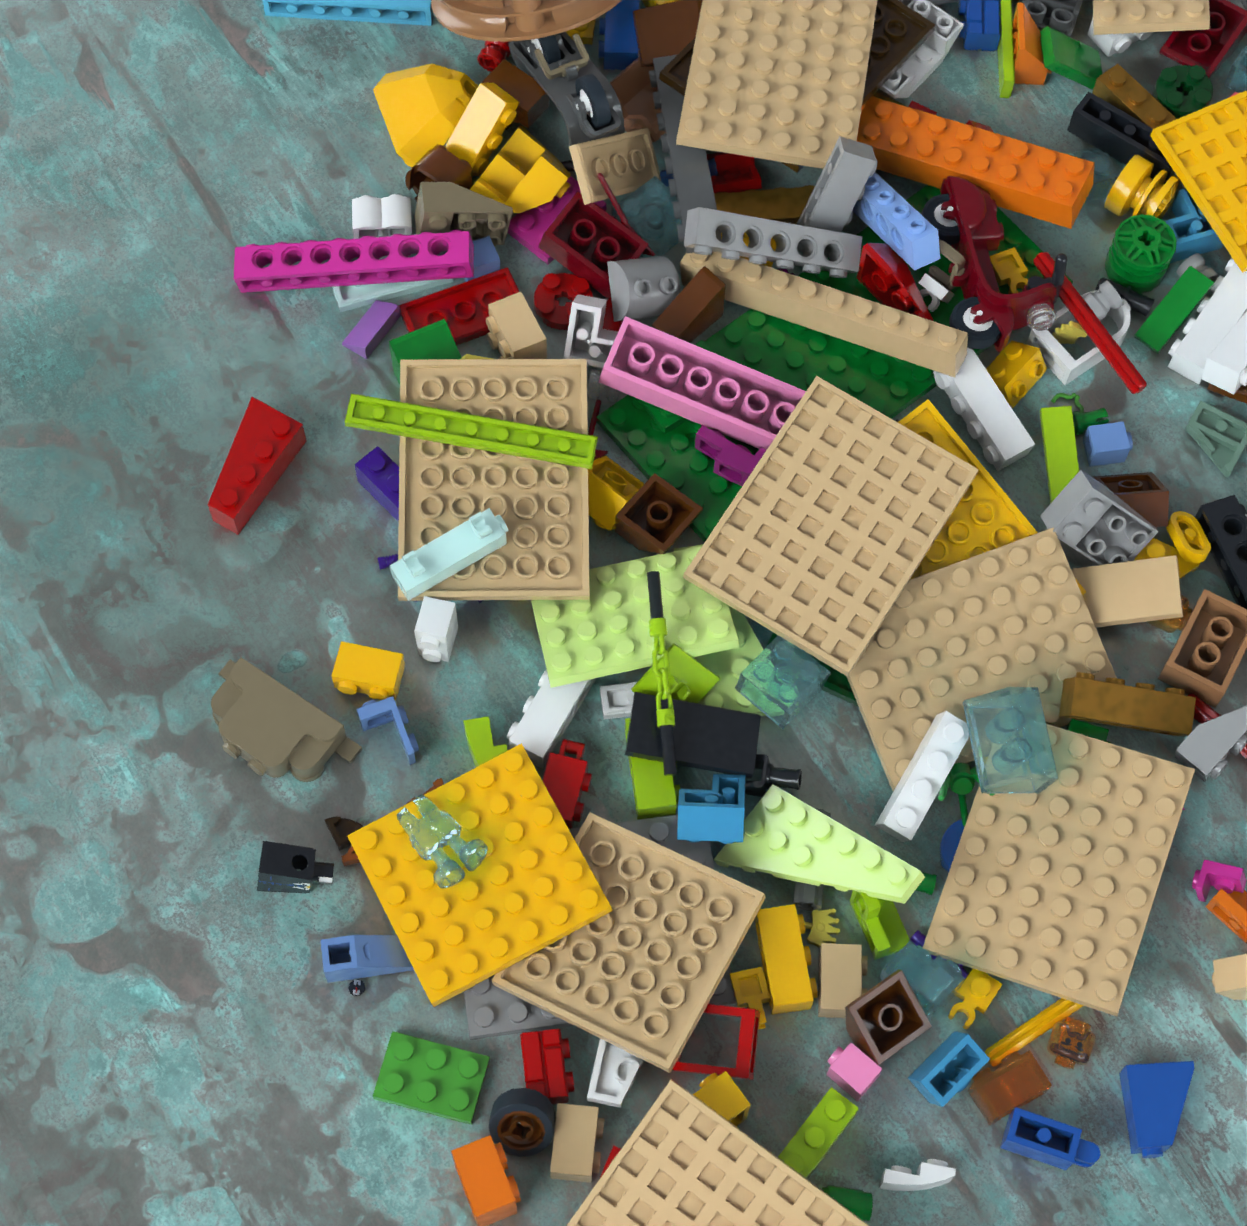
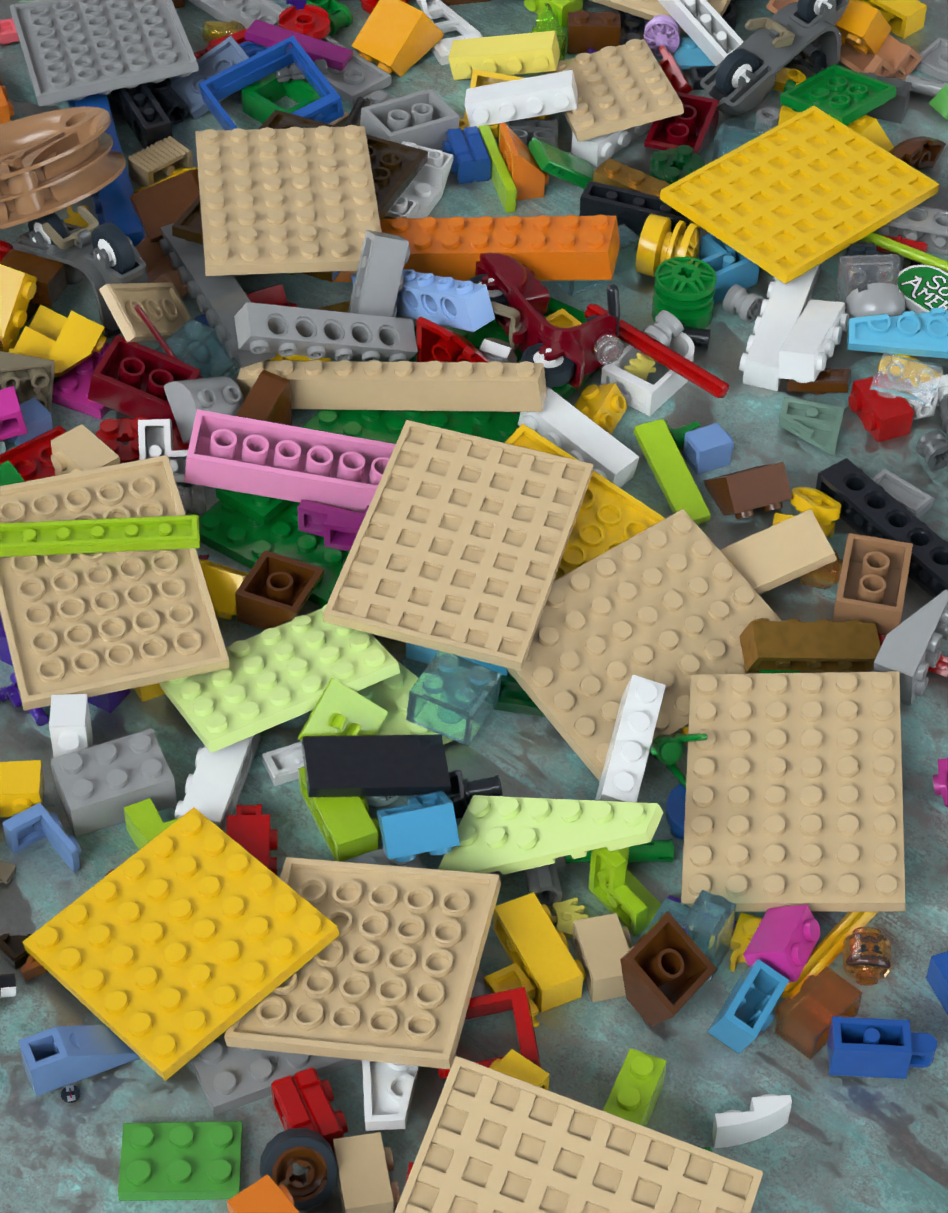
camera: 15 degrees left, 20 degrees down
(433, 833) = (119, 901): clear light blue piece -> none
(449, 553) = (68, 646): light aqua brick -> none
(462, 685) = (110, 776): none -> light grey brick
(665, 716) = (341, 744): piece -> none
(852, 1070) = (647, 1033): bright pink brick -> none
(999, 1015) = (784, 940): none -> dark pink brick
(1010, 741) = (708, 685): clear light blue slope -> none
(1097, 522) = (724, 500): light grey slope -> none
(1174, 309) = (732, 332): green tile -> none

